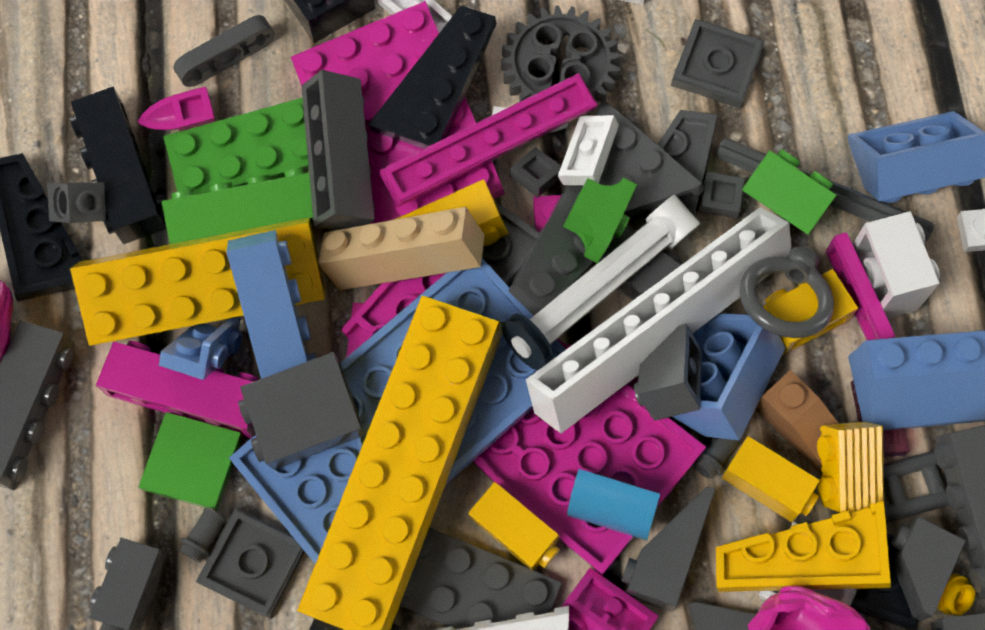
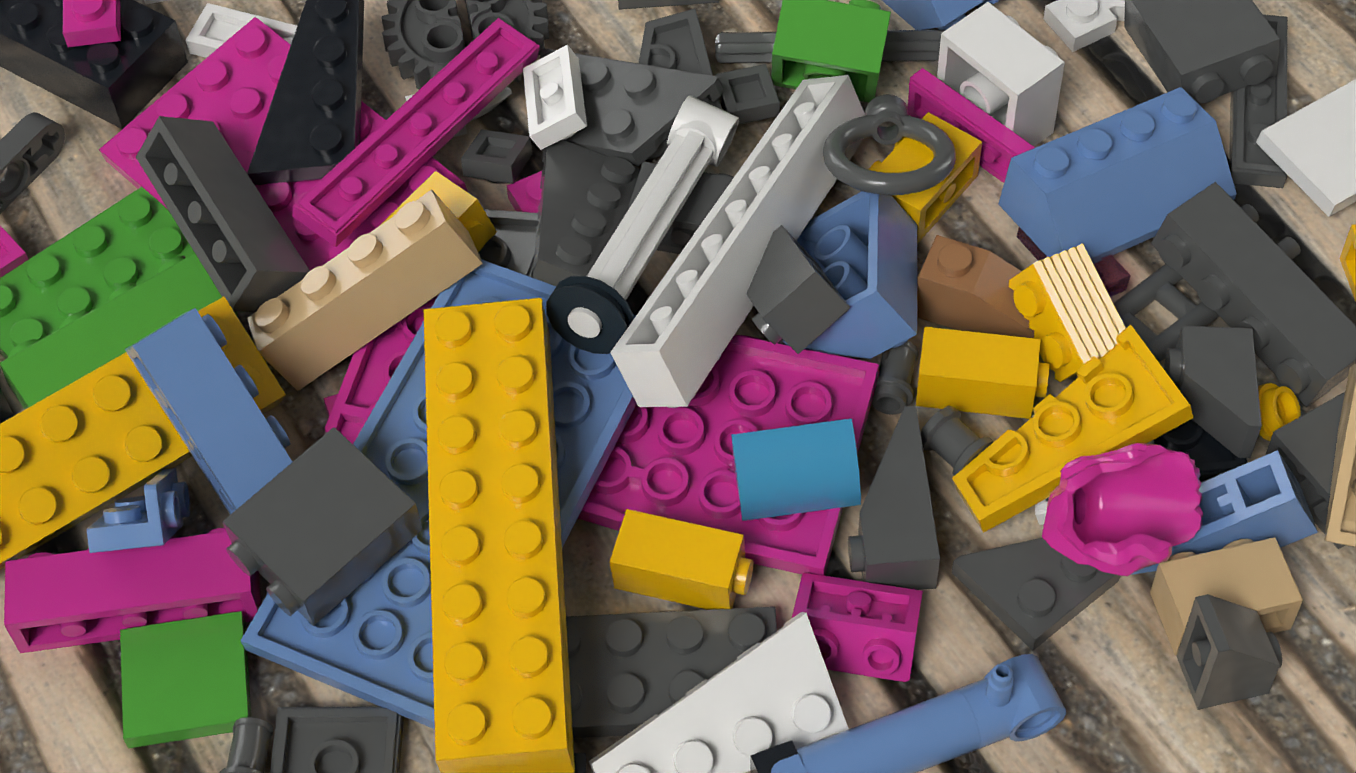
camera: 25 degrees left, 15 degrees down
(600, 215) = (607, 151): bright green brick -> none
(731, 520) = (952, 439): none -> dark grey bush

